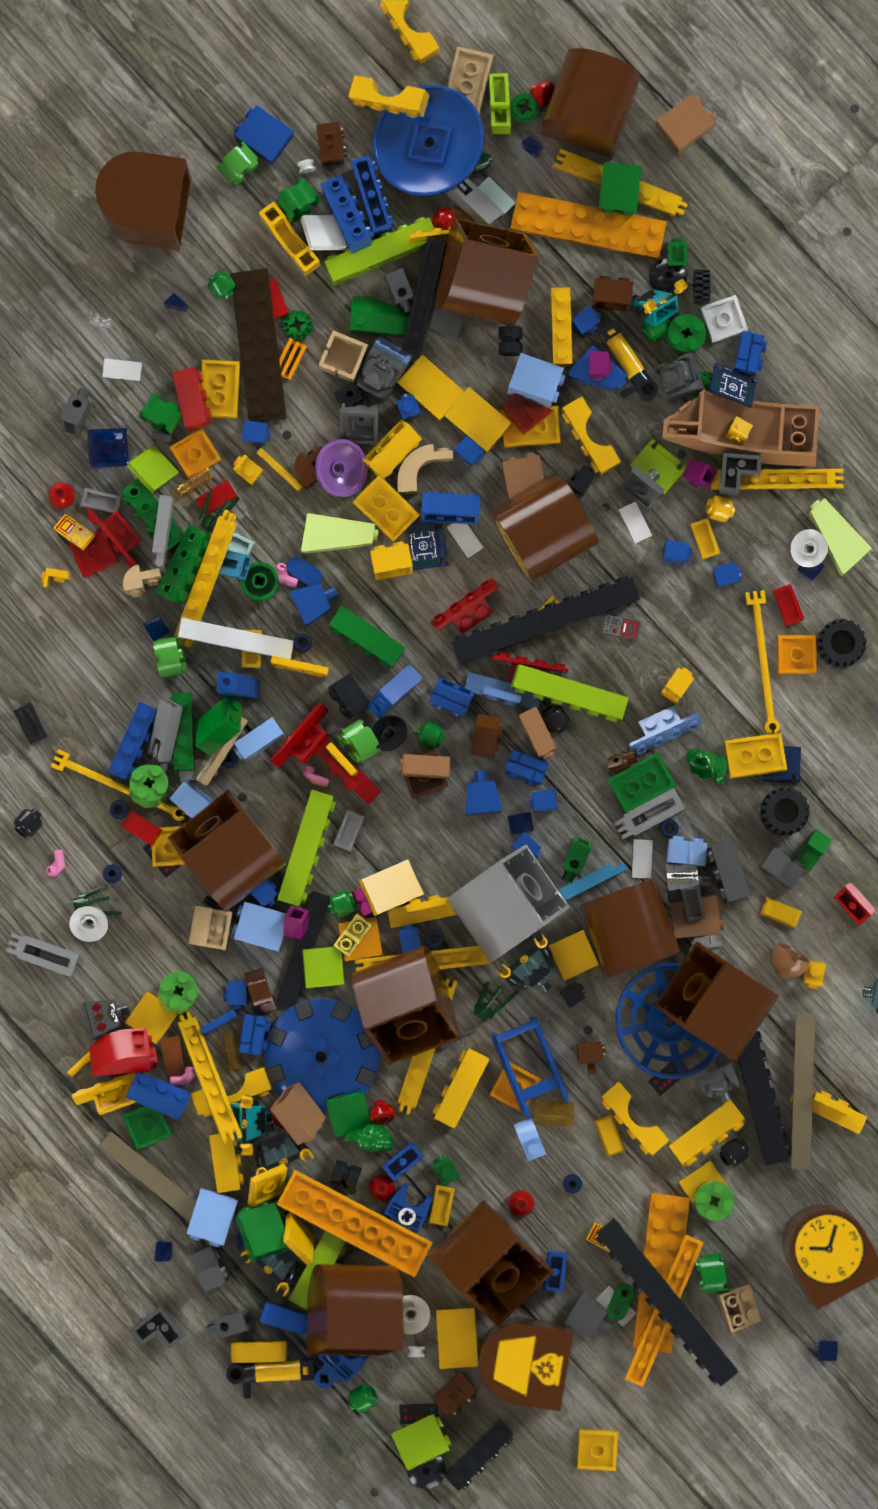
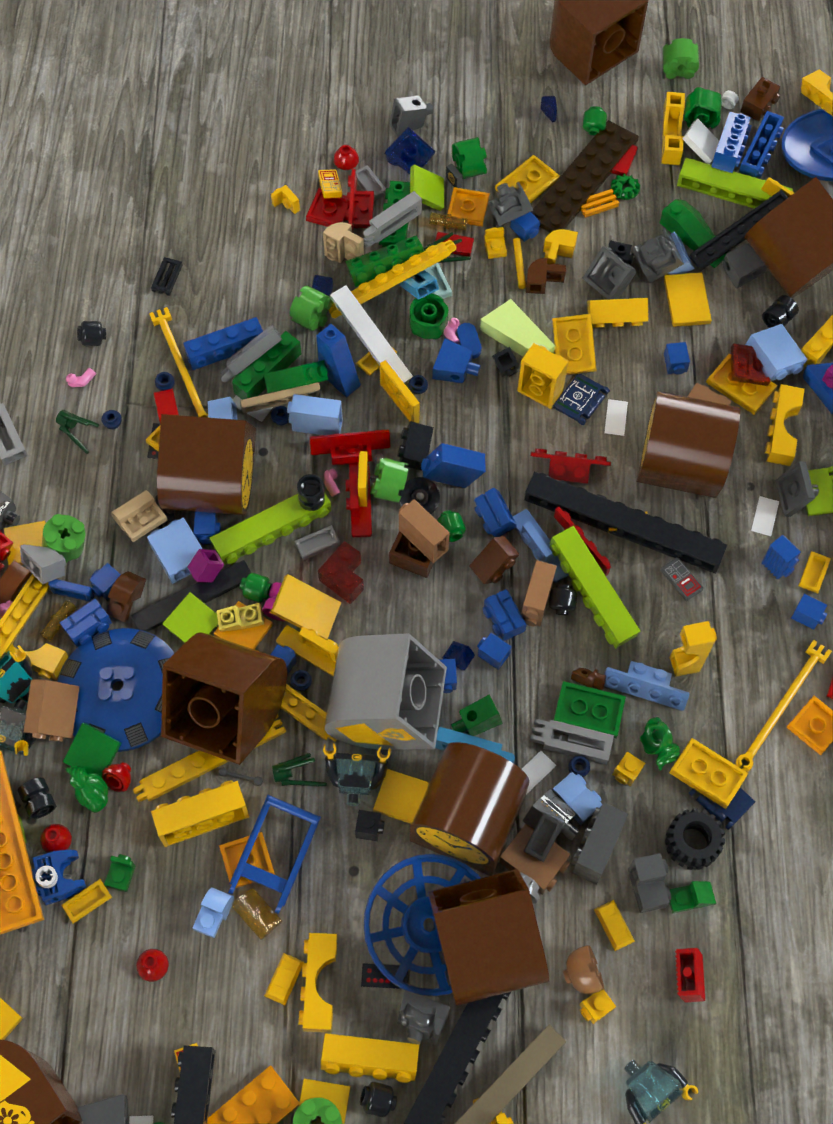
camera: 40 degrees right, 20 degrees down
(88, 931) = (49, 432): white dish -> none
(97, 321) = (483, 79): clear arm -> none
(122, 369) = (470, 121): white sticker -> none
(152, 776) = (201, 379): bright green brick -> none
(185, 1023) = (43, 562): none -> light grey slope
(192, 398) = (501, 166): red brick -> none
(234, 431) = (510, 203): none -> dark grey brick
(264, 134) = (717, 61): blue brick -> none
(296, 425) = (560, 243): none -> yellow brick
(318, 805) = (311, 492): none -> black wheel
(344, 357) = (643, 226): tan piece -> none
(350, 471) = (576, 288): medium lavender dish -> none
(351, 569) = (506, 362): none -> black brick
(367, 637) = (470, 416): green brick -> none
(387, 843) = (339, 575): none -> clear red brick
(398, 280) = (726, 212): dark grey torso -> none
(403, 1161) = (92, 830): blue brick -> none
(408, 407) = (657, 295): blue brick -> none
(414, 462) = (626, 335): tan arch -> none
(450, 508) = (624, 384): blue brick -> none
(478, 419) = (705, 345): yellow tile -> none
(482, 796) = (446, 606): blue torso -> none
(490, 1263) = (67, 981): reddish brown brick -> none
(557, 1262) = (118, 1051): blue brick -> none
(567, 1179) = (216, 994): dark blue plate -> none
(581, 480) = (748, 449): black brick -> none
(590, 1053) = (334, 886): reddish brown brick -> none
(702, 800) = (628, 769): none -> yellow bracket

